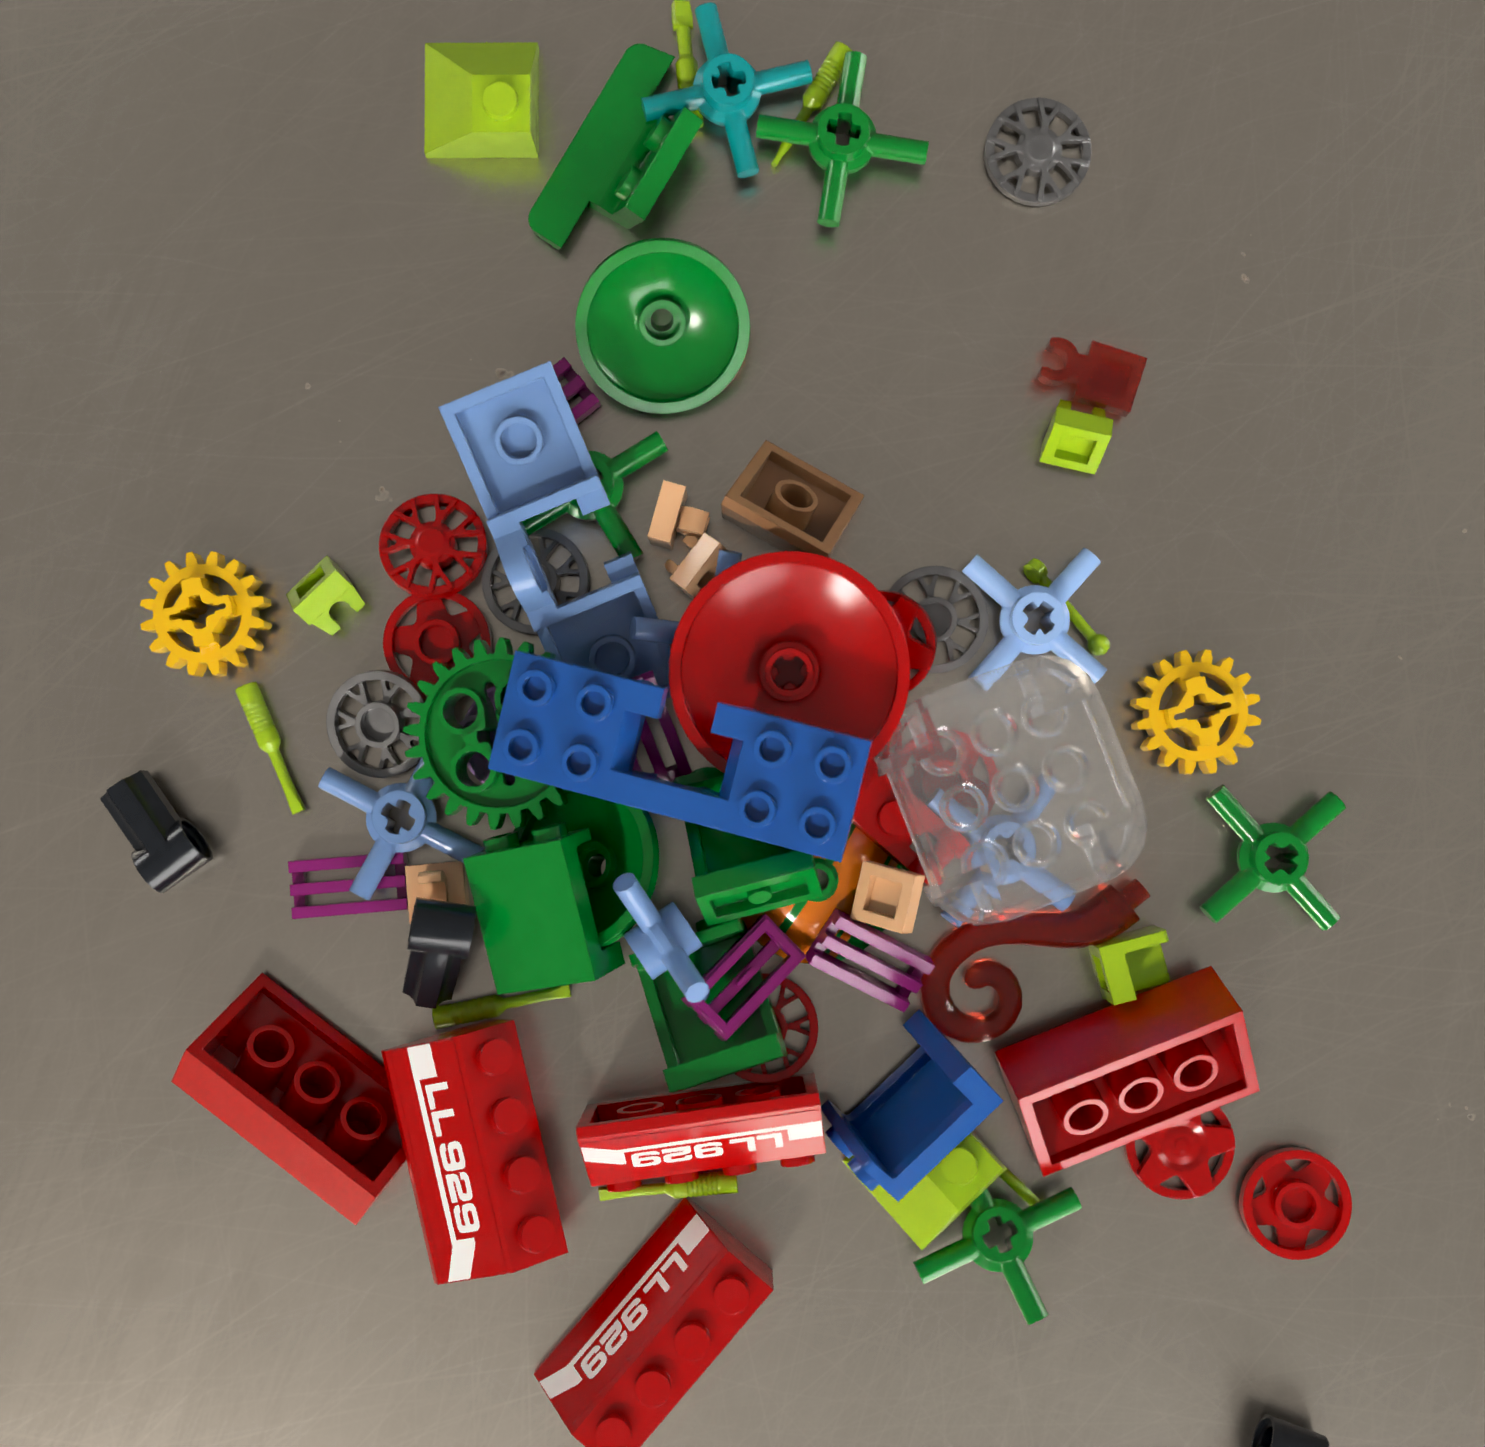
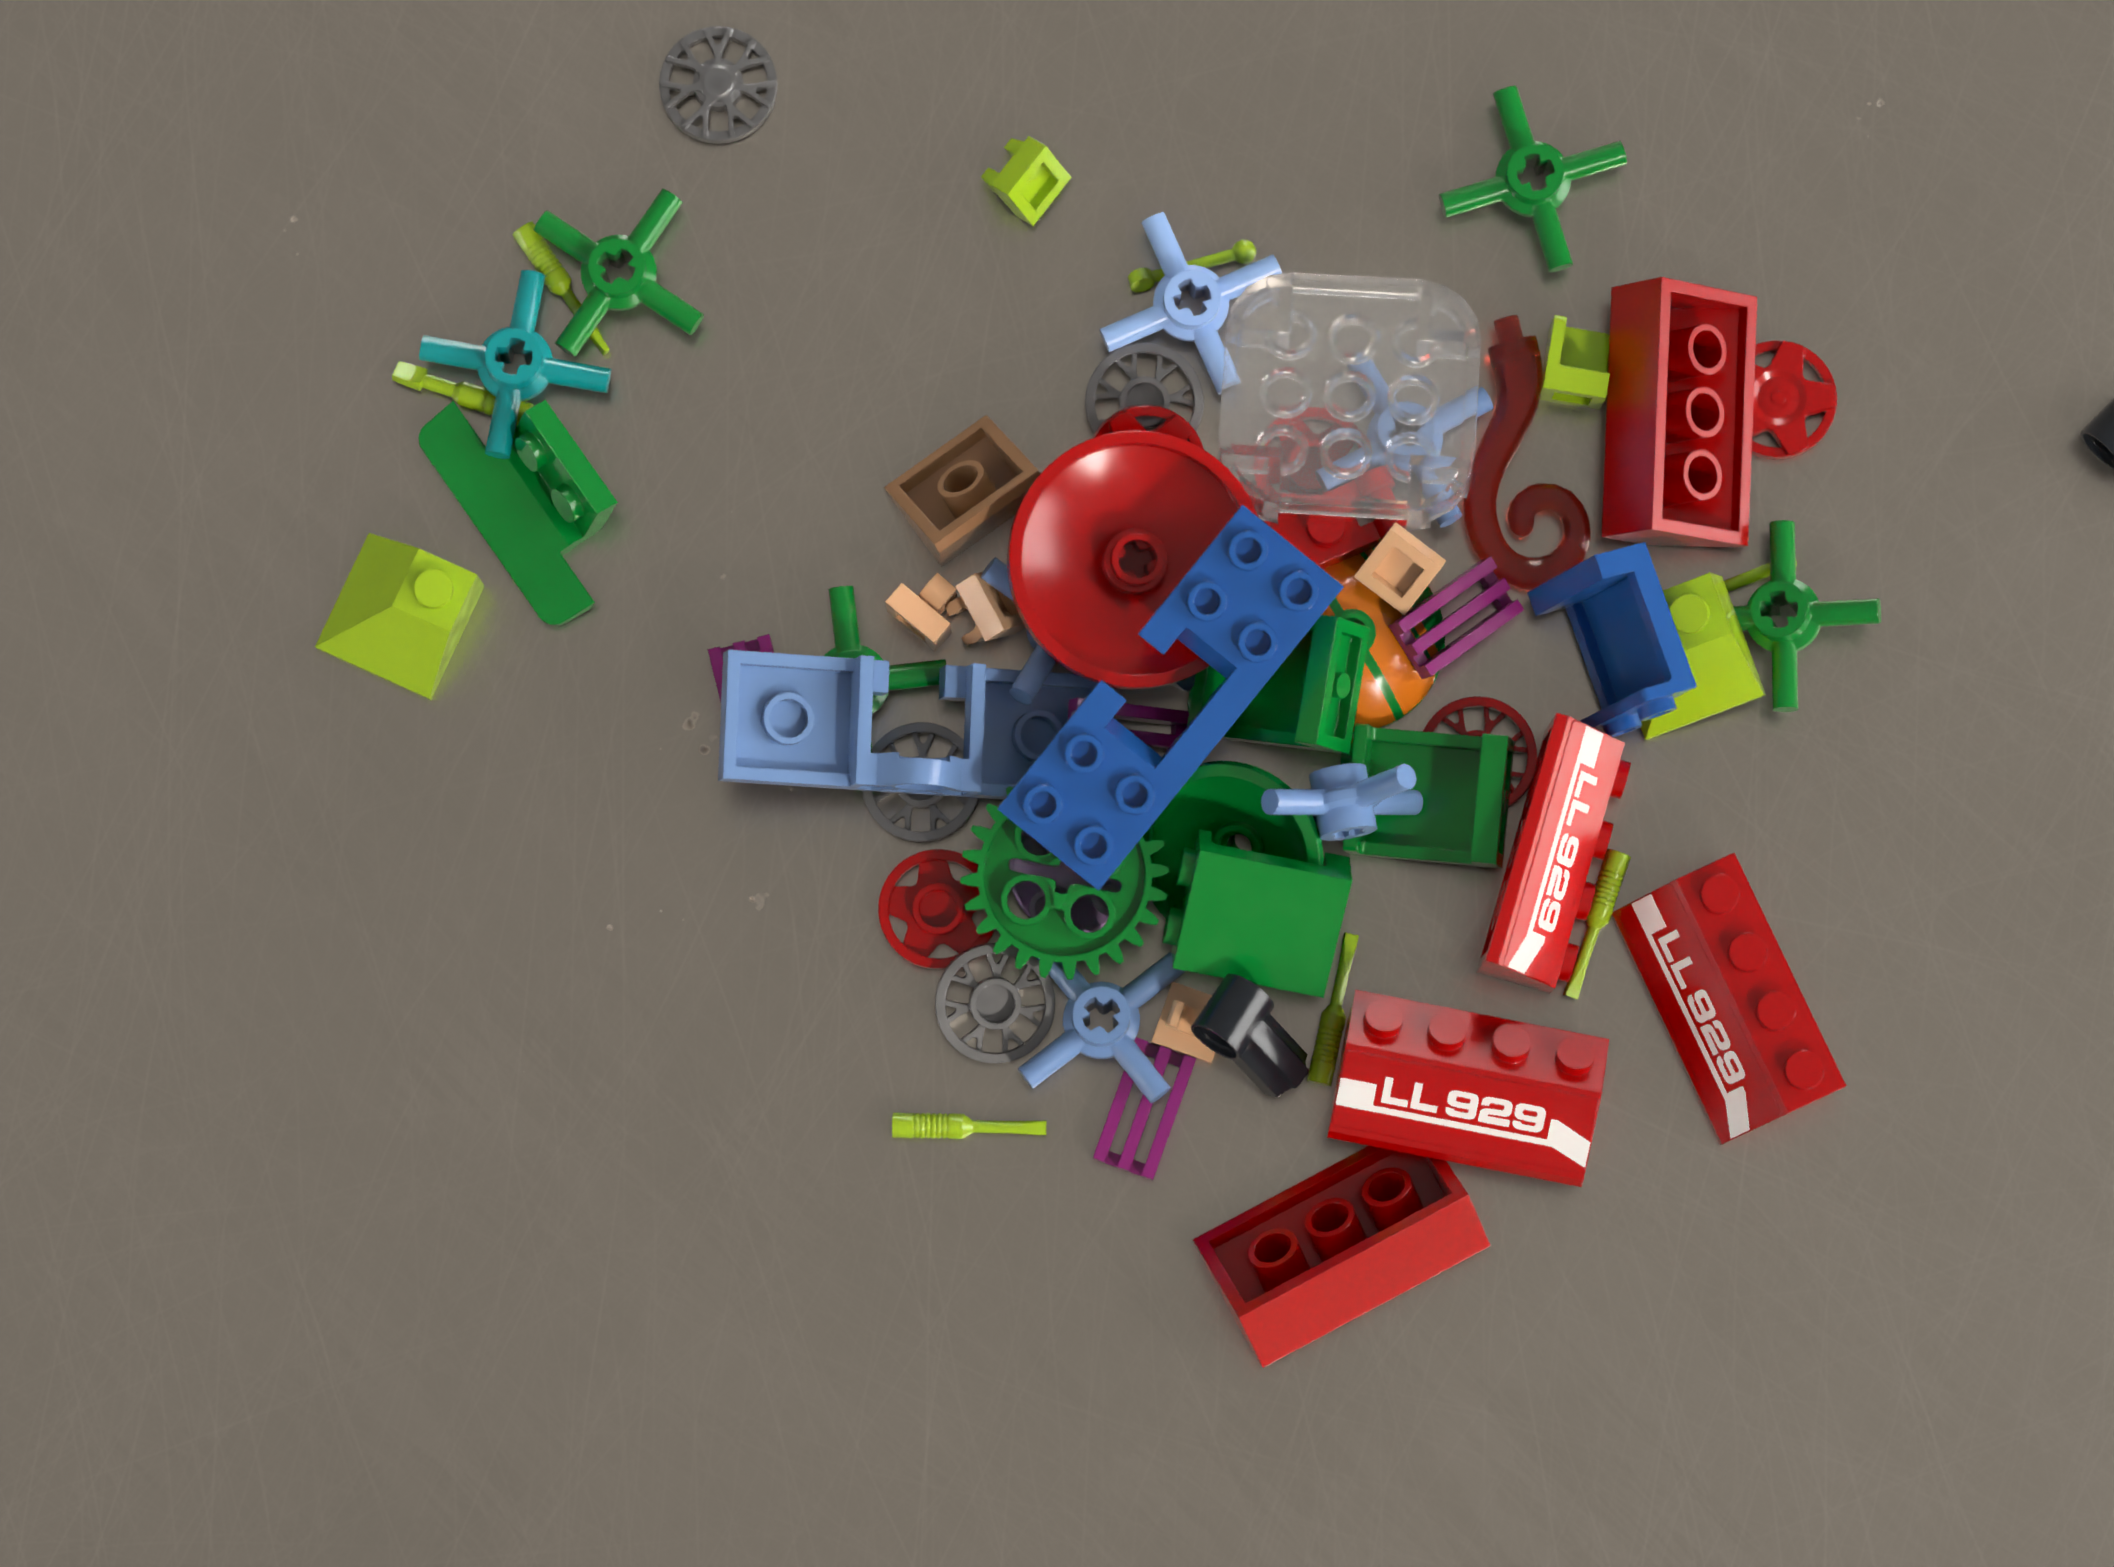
camera: 70 degrees left, 5 degrees down
(163, 842) = (1016, 1274): black piece -> none
(214, 636) = (775, 1119): yellow gear -> none
(319, 591) = (834, 1000): lime tile -> none
(433, 545) = (837, 868): red wheel -> none
(670, 364) = (763, 527): green dish -> none
(709, 1012) = (1433, 792): magenta tile -> none
(1102, 376) = (977, 126): clear red plate -> none
(1192, 690) = (1331, 183): yellow gear -> none
(1295, 1203) = (1885, 313): red wheel -> none

